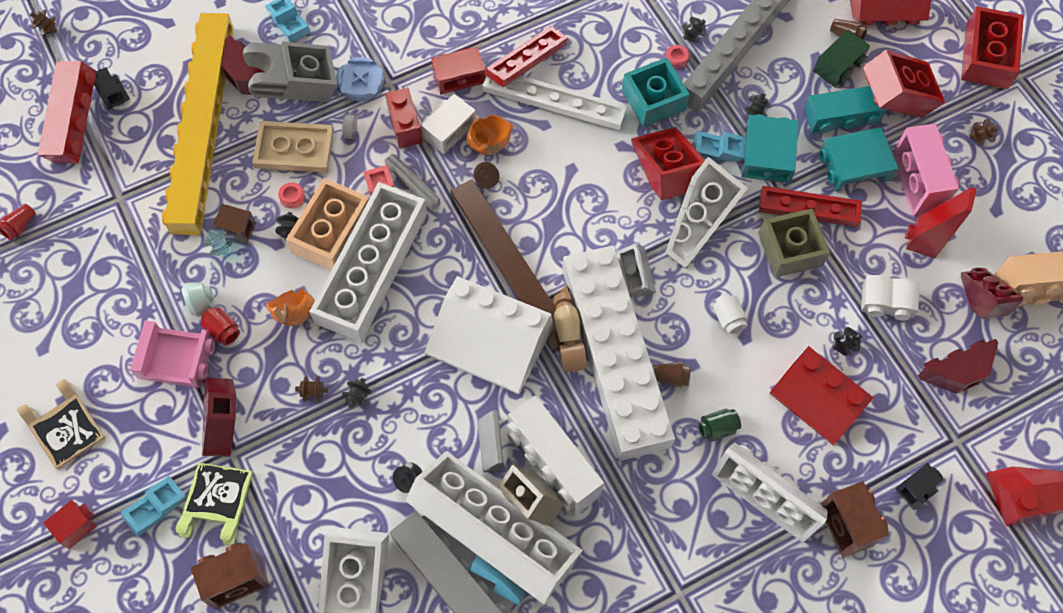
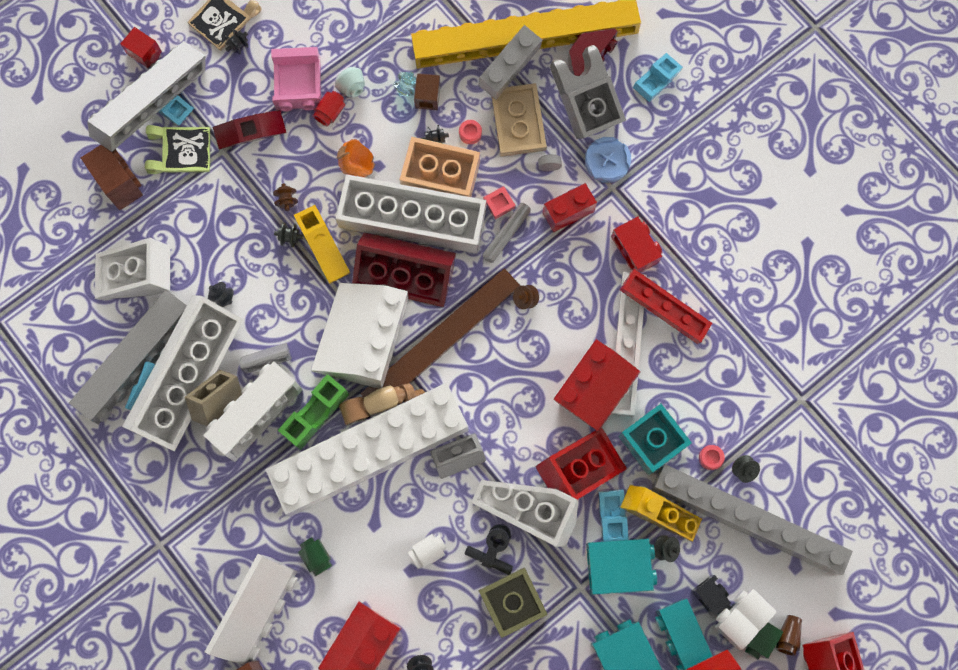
camera: 80 degrees right, 10 degrees up
(103, 413) = (236, 41): none -> black wheel
(145, 516) = (146, 96): none -> brick
(233, 131) = (510, 62): none -> light grey brick
(377, 358) = (322, 244): none -> yellow slope
(424, 281) = (404, 266): none -> dark red slope
(448, 123) = (573, 249): white brick -> none
(489, 134) = (568, 289): orange hair -> none
(554, 383) = (324, 401): none -> bright green arch
(592, 128) = (597, 385): none -> red slope
(673, 373) = (357, 506): reddish brown cone -> none
(721, 106) = (660, 512): none -> yellow slope
(736, 252) = (489, 559): none -> black piece
(806, 81) = (712, 596): none -> black brick
(826, 208) = (563, 617): red plate -> none
(836, 50) = (744, 619): none -> white brick

